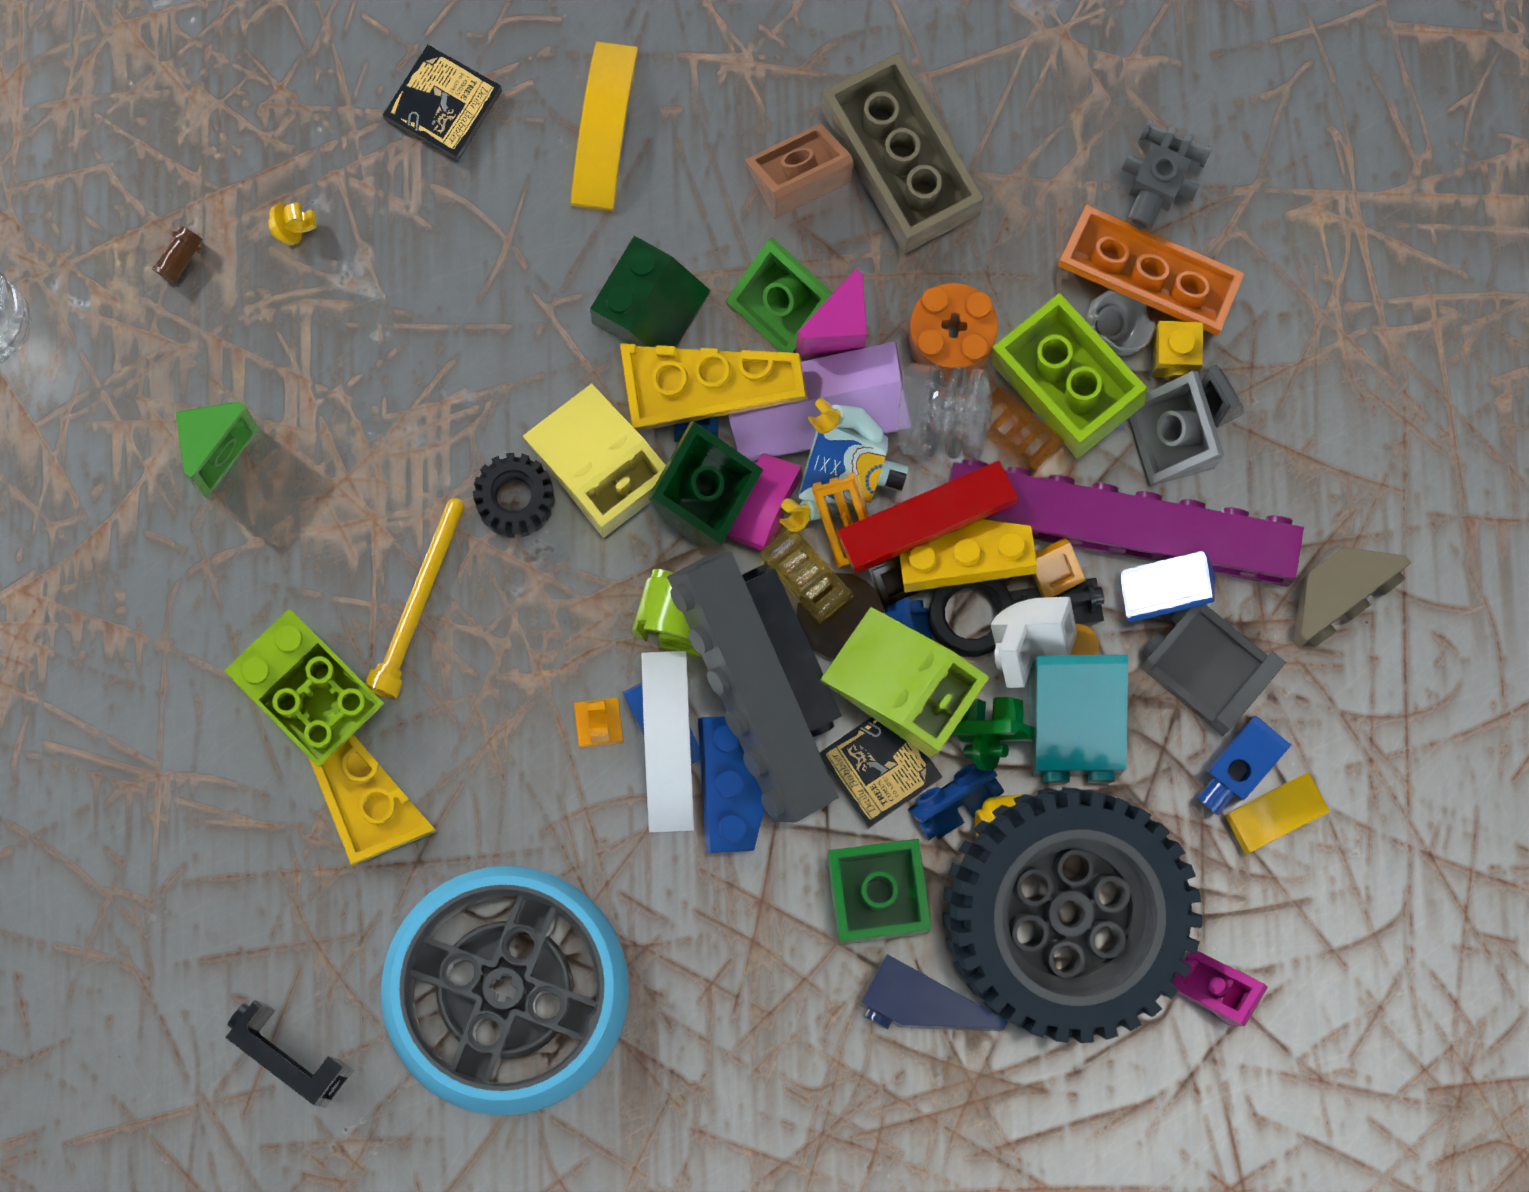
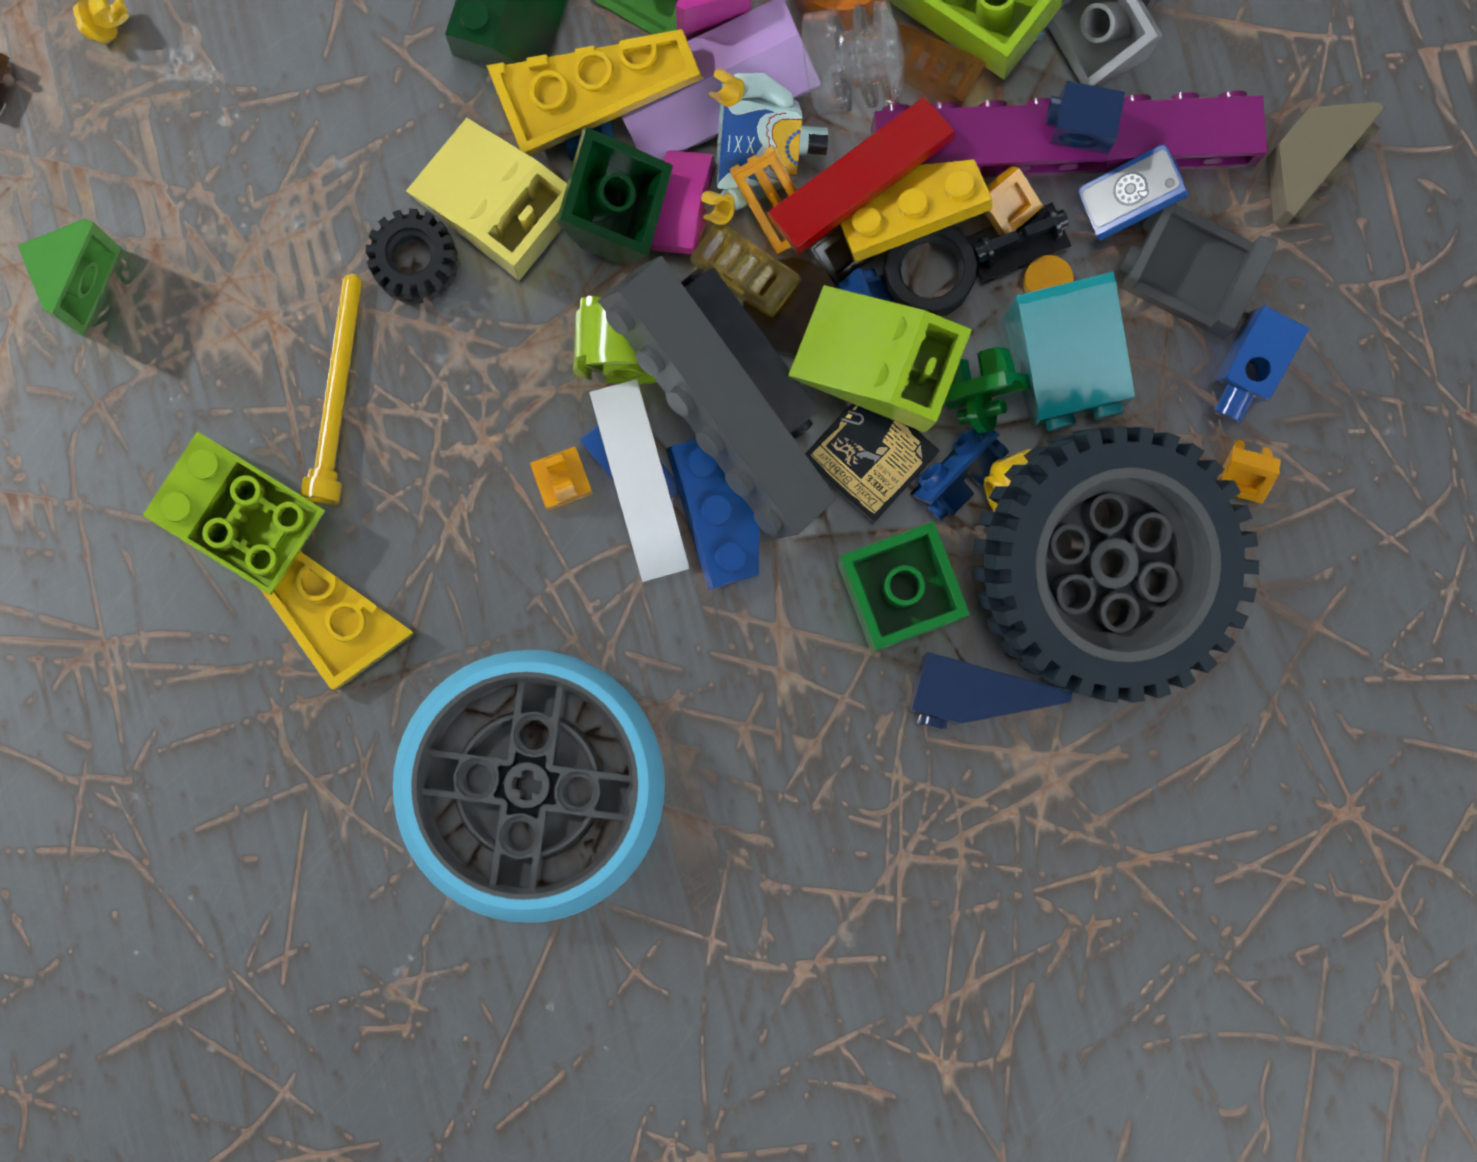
camera: 15 degrees left, 5 degrees up
(316, 1088) = (266, 903): black panel -> none
(1029, 631) = (999, 272): white brick -> none
(1137, 511) = (1085, 117): none -> dark blue brick
(1216, 862) = (1251, 471): none -> light orange tile
(1220, 989) = (1290, 606): dark pink slope -> none
(1277, 813) = (1301, 407): yellow slope -> none

